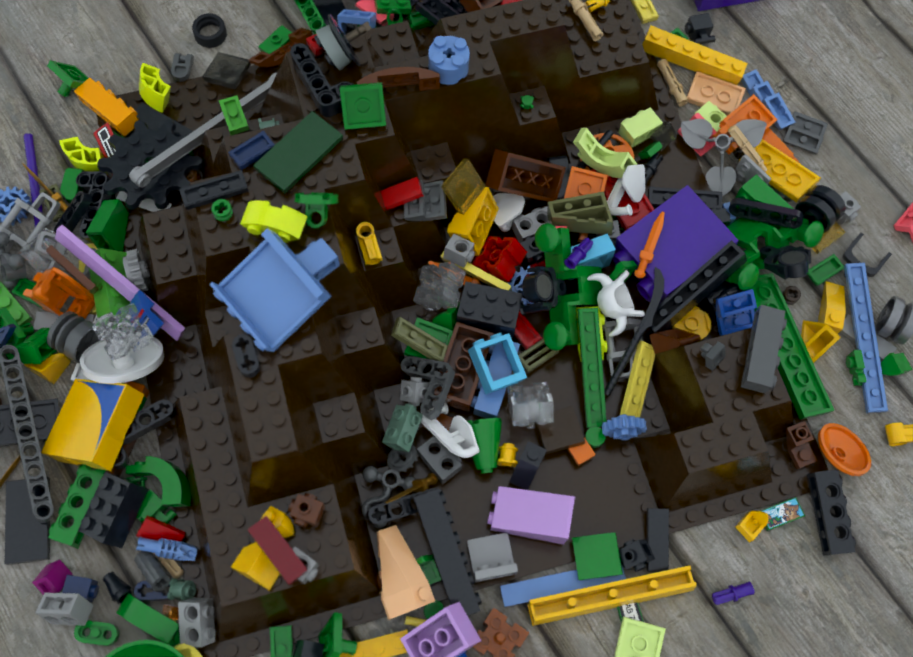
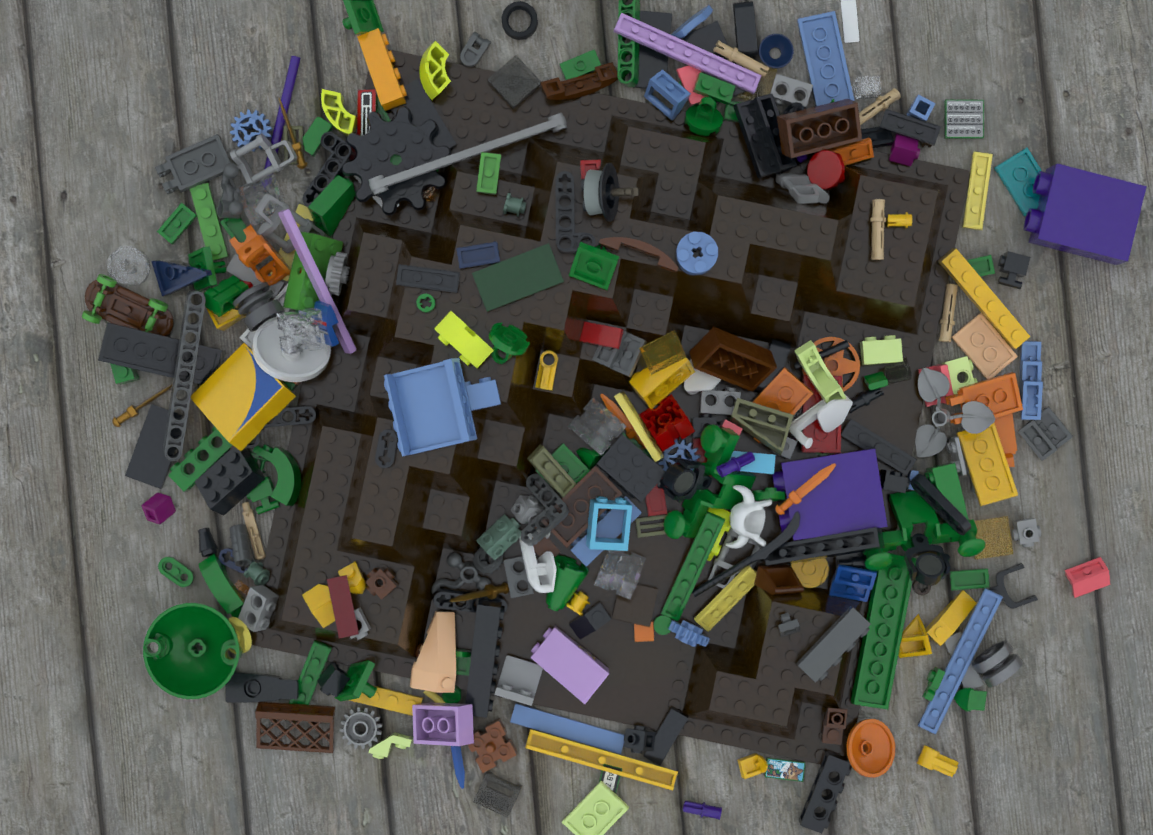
camera: 35 degrees right, 20 degrees up
(64, 609) = (159, 542): light grey brick -> none
(72, 270) = (281, 247): reddish brown tile -> none
(75, 211) = (314, 168): black beam -> none
(85, 587) = (177, 529): dark blue brick -> none
(155, 529) = (260, 518): red tile -> none
(168, 549) = (261, 535): medium blue hinge -> none
(458, 244) = (633, 396): light grey brick -> none
(527, 102) = (768, 295): green piece -> none
(597, 556) = (606, 724): green slope -> none
(745, 146) = (963, 432): tan piece -> none
(822, 205) = (996, 525): black wheel -> none

